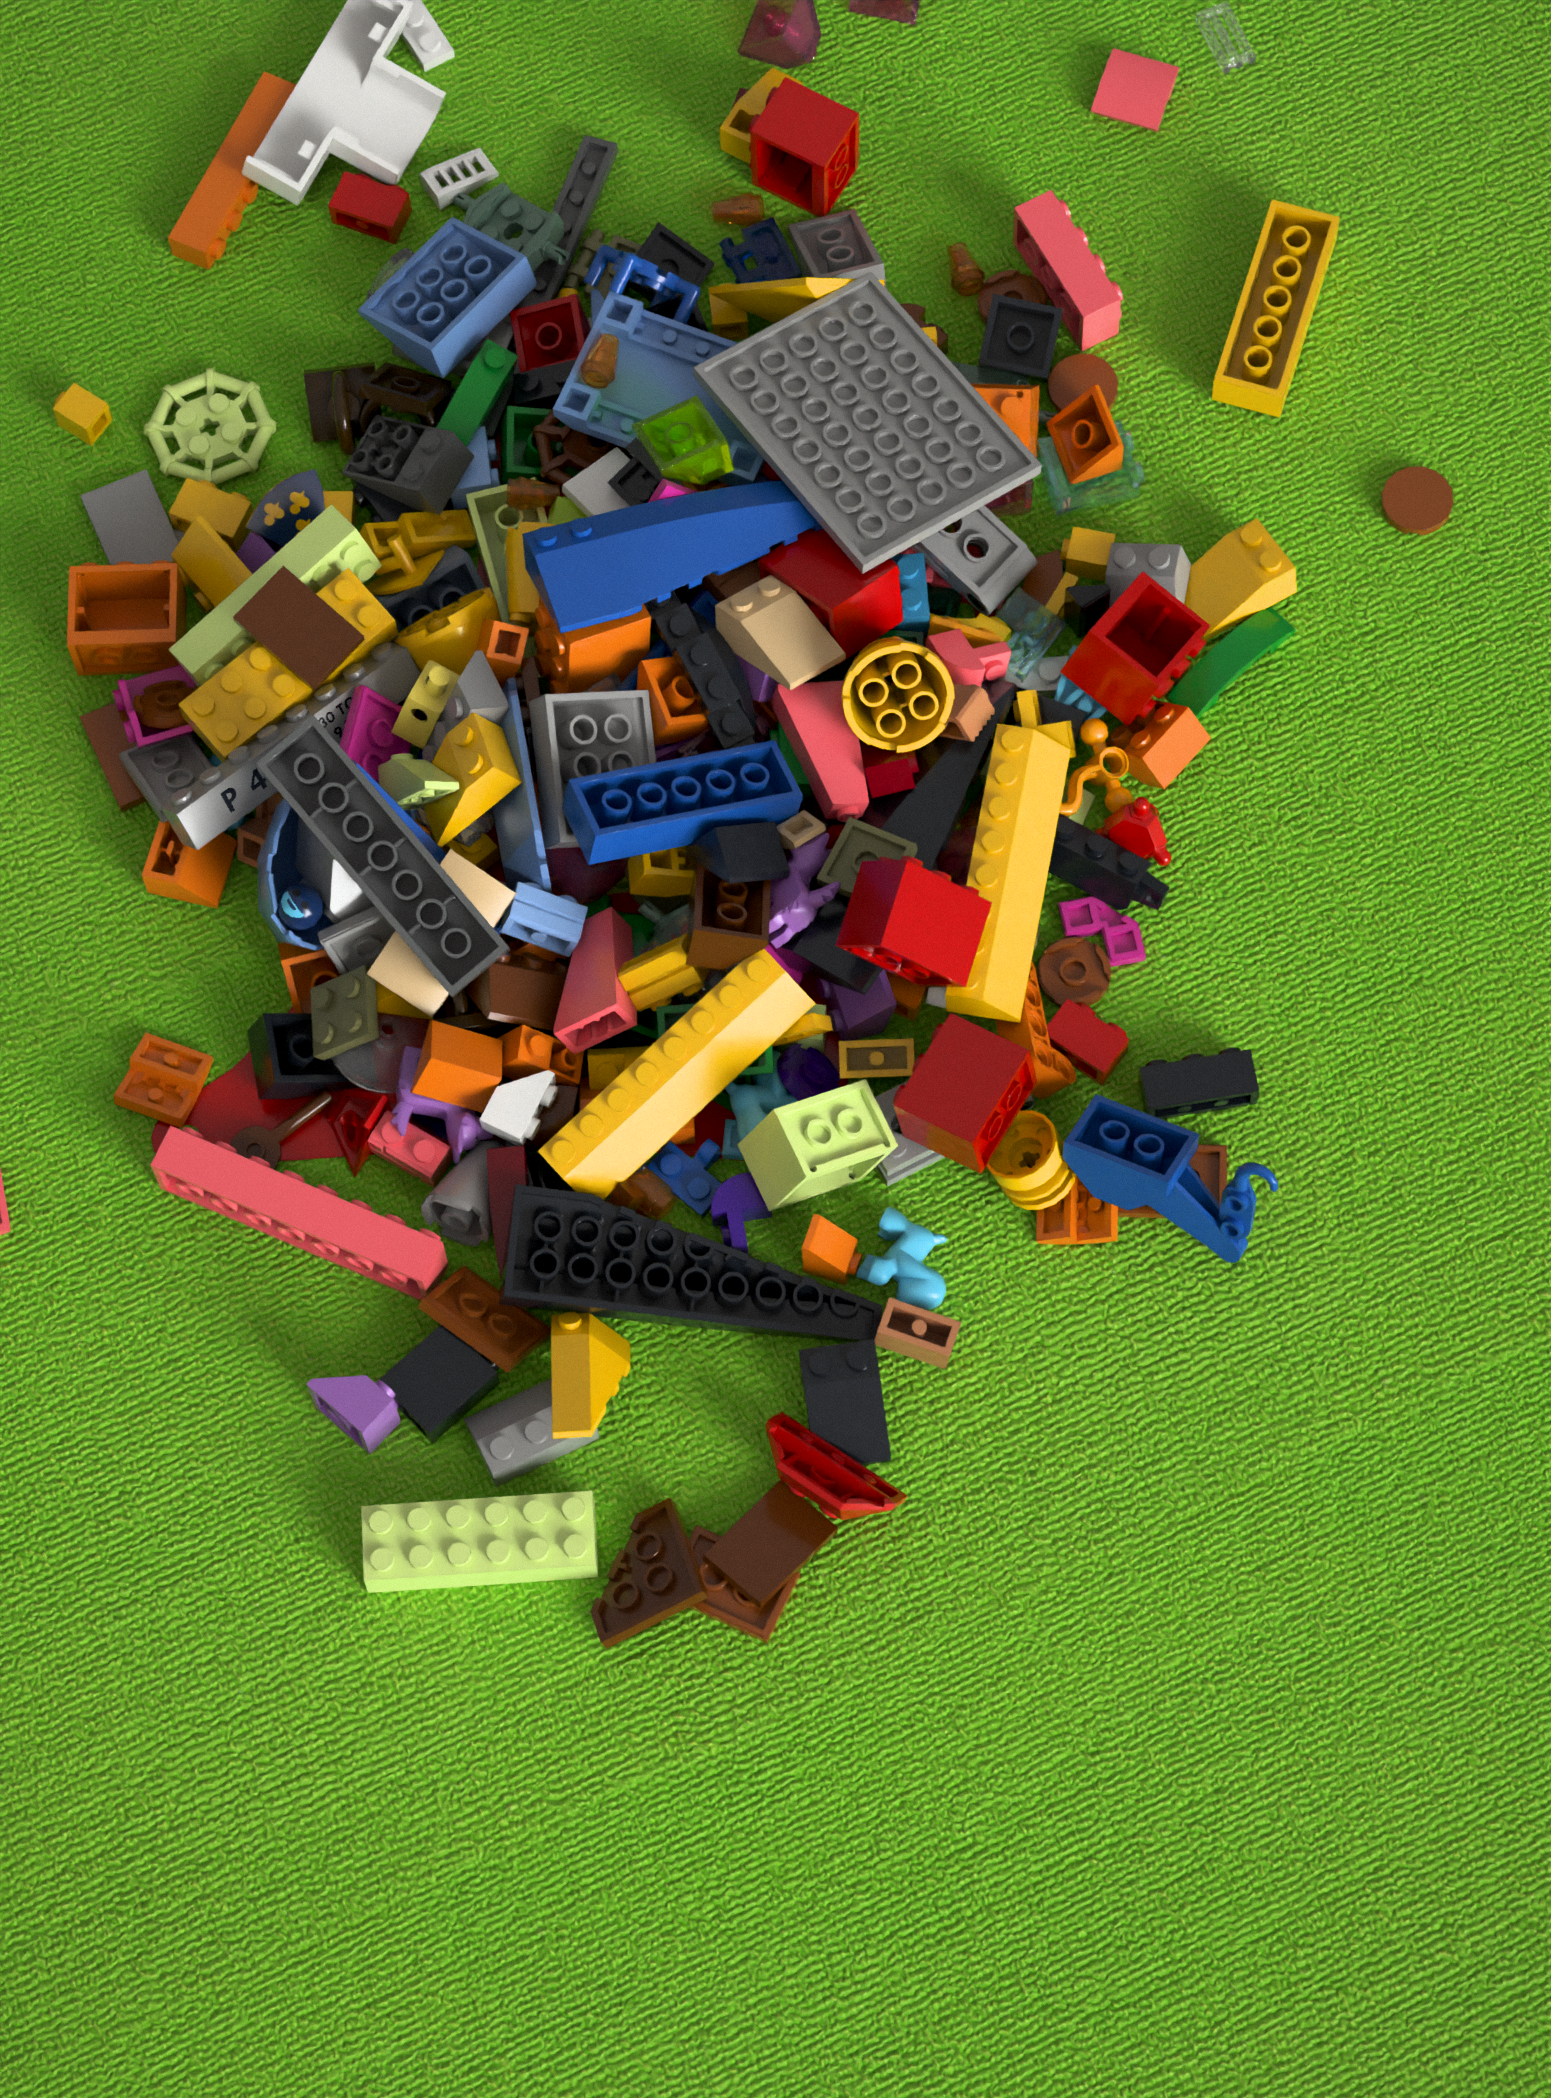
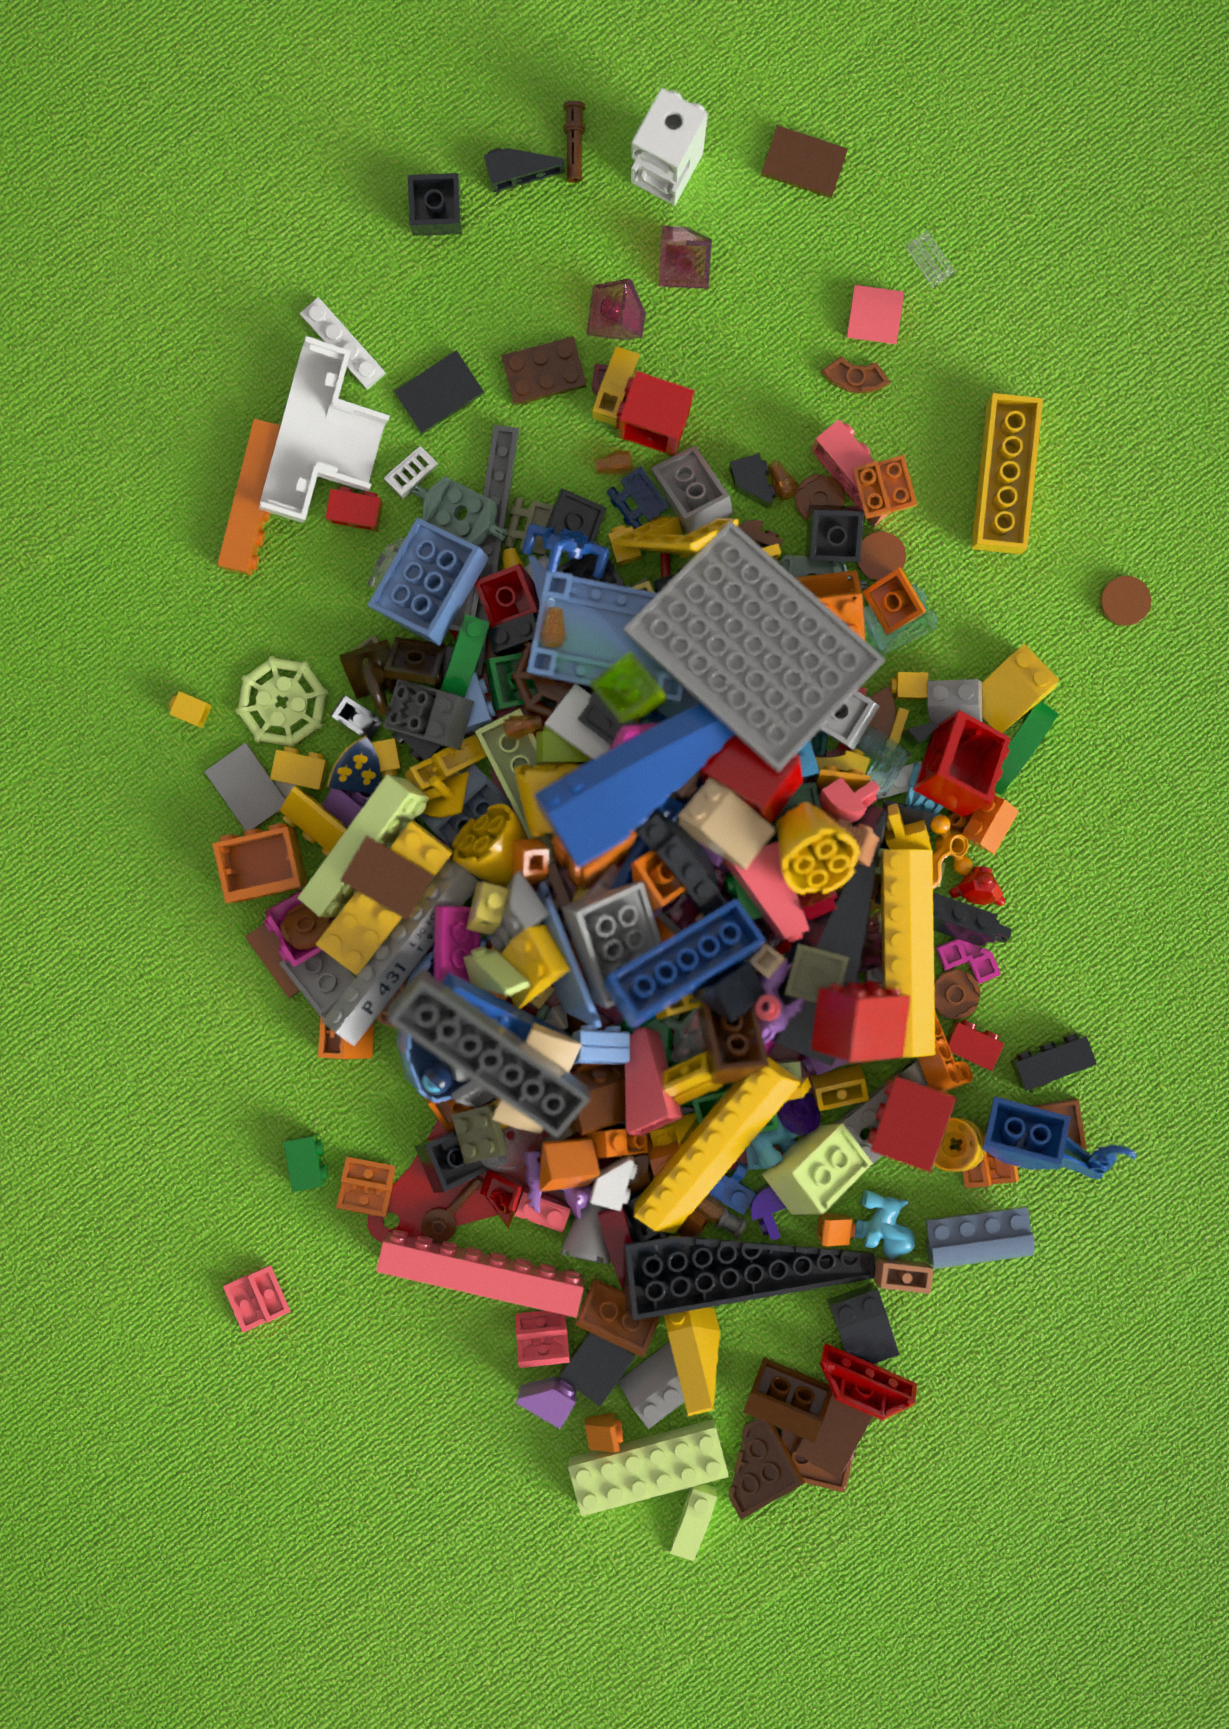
camera: 15 degrees left, 20 degrees up
(85, 1026) = (305, 1162): none -> green brick
(301, 452) = (356, 717): none -> slope
(367, 1329) = (541, 1338): none -> coral slope
(426, 1474) = (604, 1432): none -> orange slope
(521, 88) = (439, 392): none -> black tile
(530, 1636) = (694, 1521): none -> yellowish green slope
(668, 86) = (543, 371): none -> reddish brown plate
(680, 1218) = (731, 1223): none -> dark grey bush
(708, 1479) = (789, 1400): none -> reddish brown slope
(787, 884) = (773, 1011): none -> coral plate
(920, 260) = (751, 480): none -> black slope
(1040, 1305) = (979, 1237): none -> sand blue brick
(1093, 163) = (855, 378): none -> dark orange tile
(1095, 278) = (885, 486): none -> orange slope

